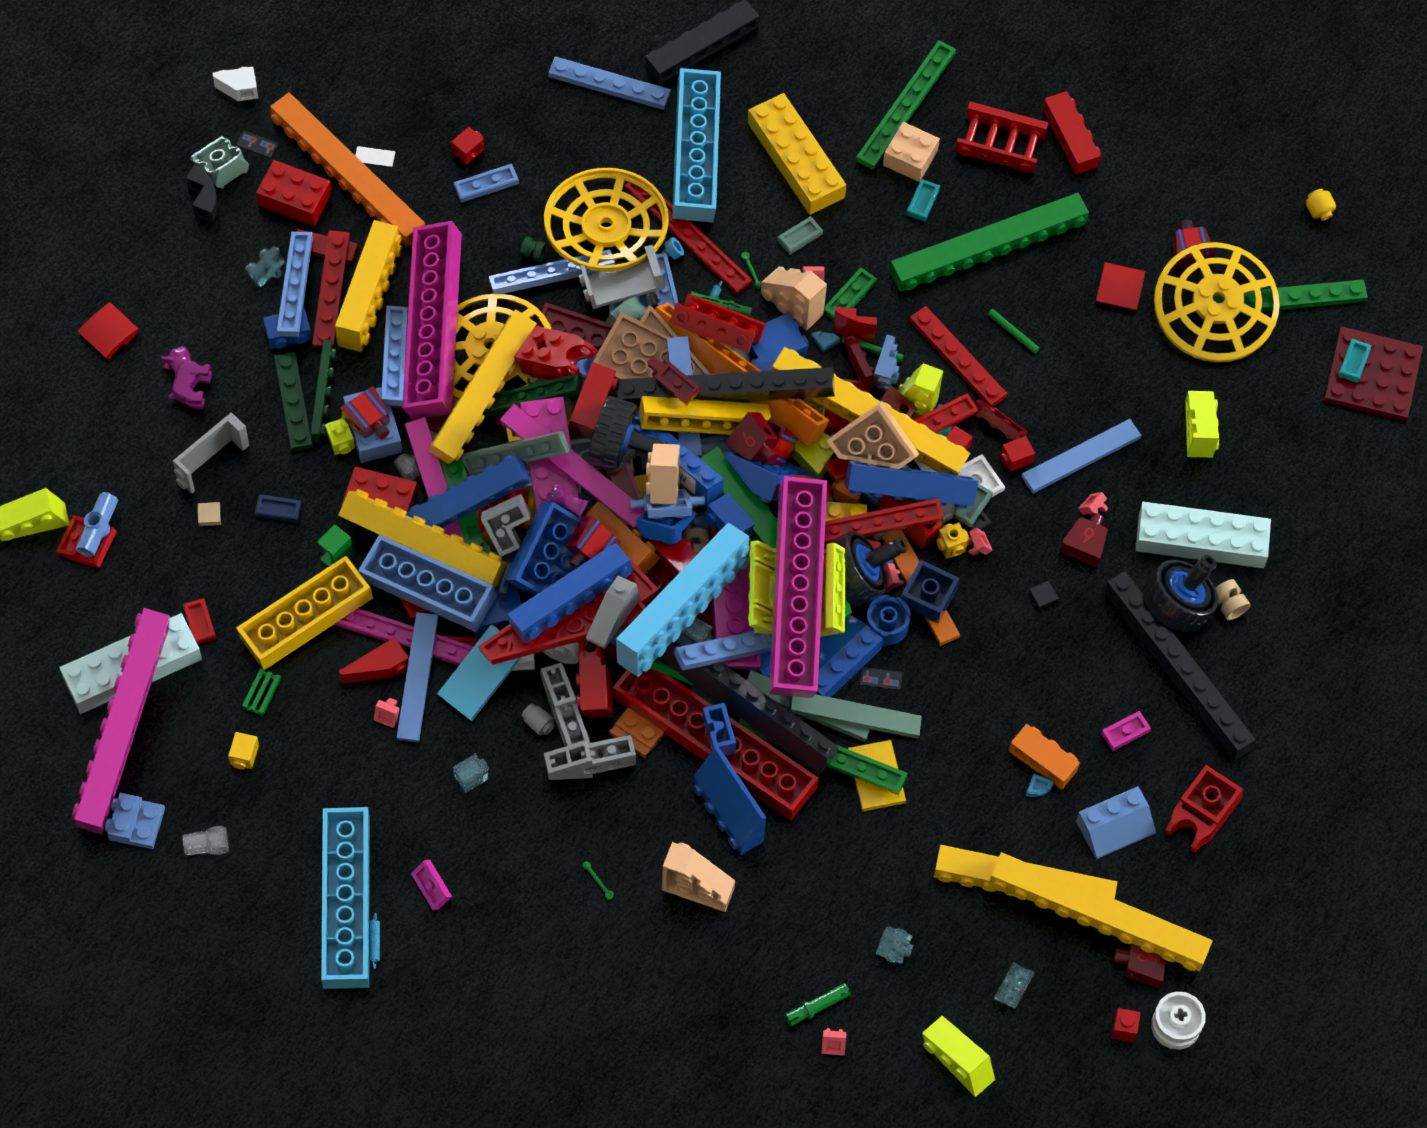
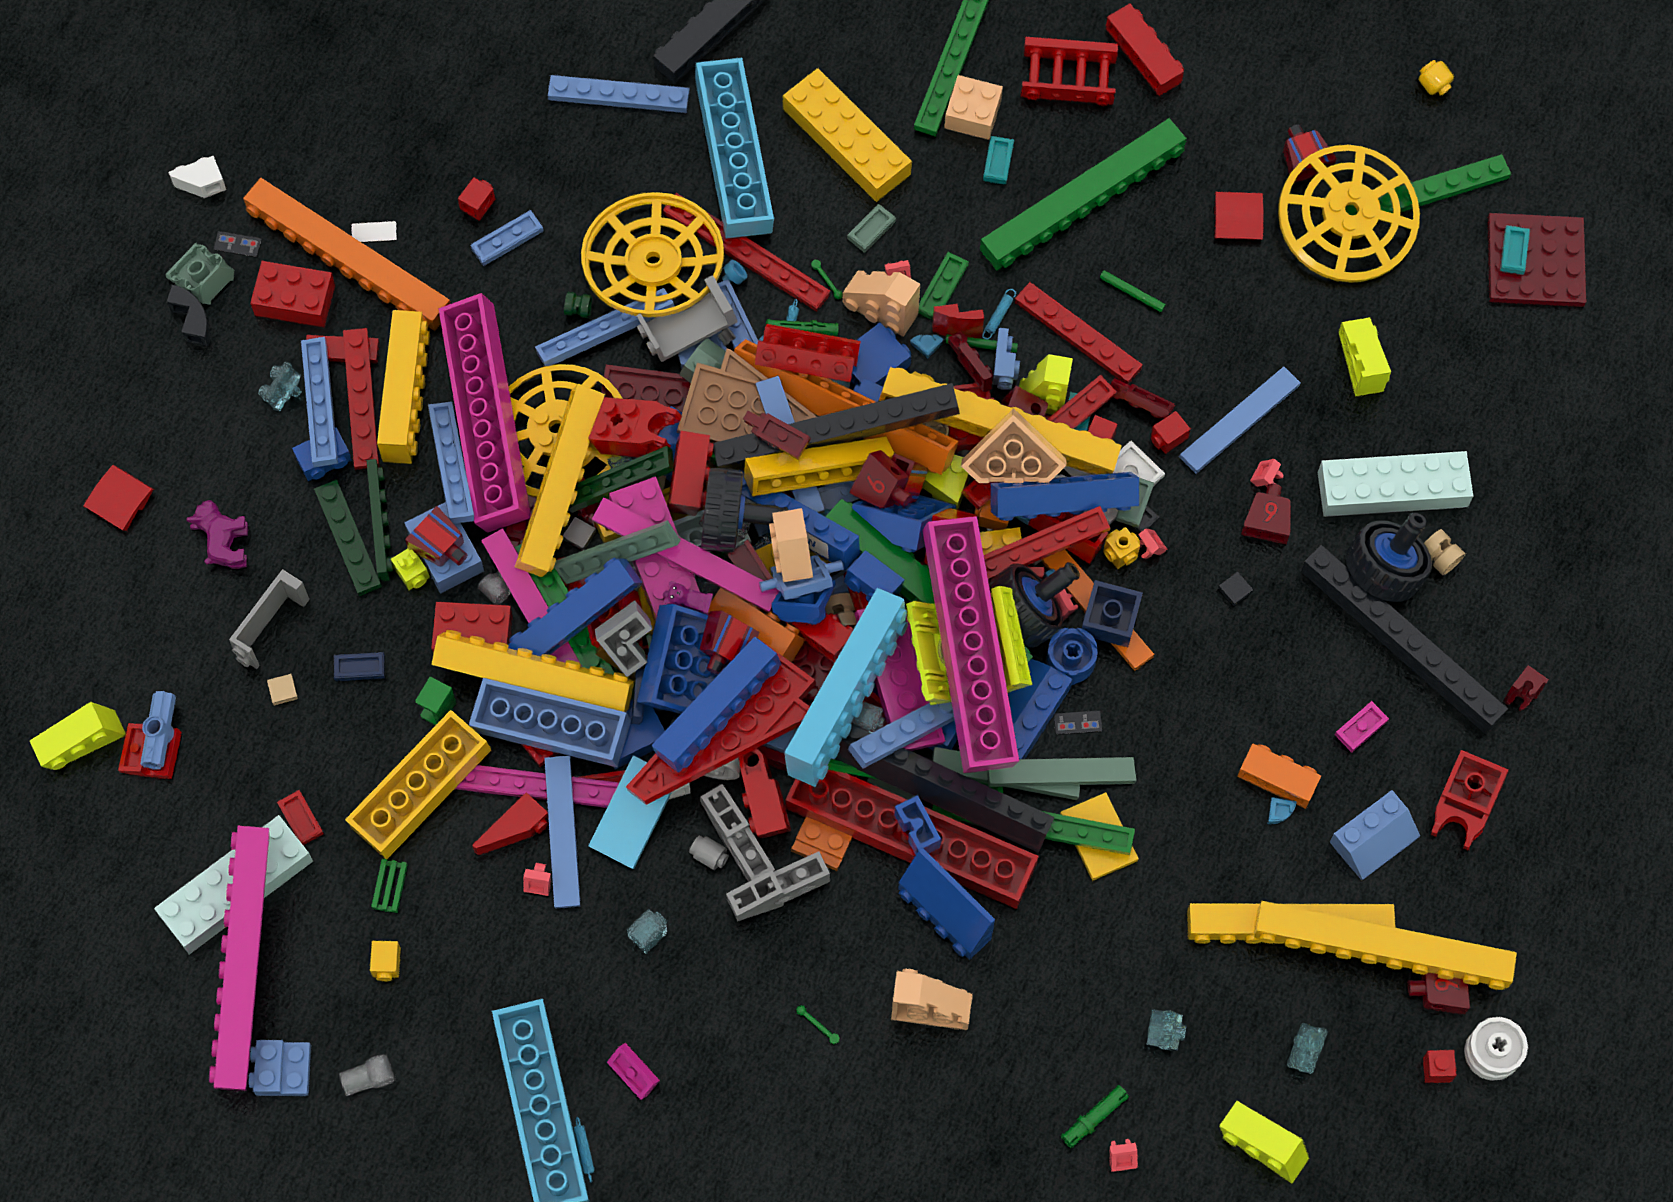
camera: 10 degrees left, 5 degrees up
(490, 436) = (579, 534): none -> light grey tile
(613, 611) = (770, 717): light grey slope -> none
(893, 327) = (998, 314): none -> medium azure piece
(1276, 723) = (1527, 687): none -> dark red hinge

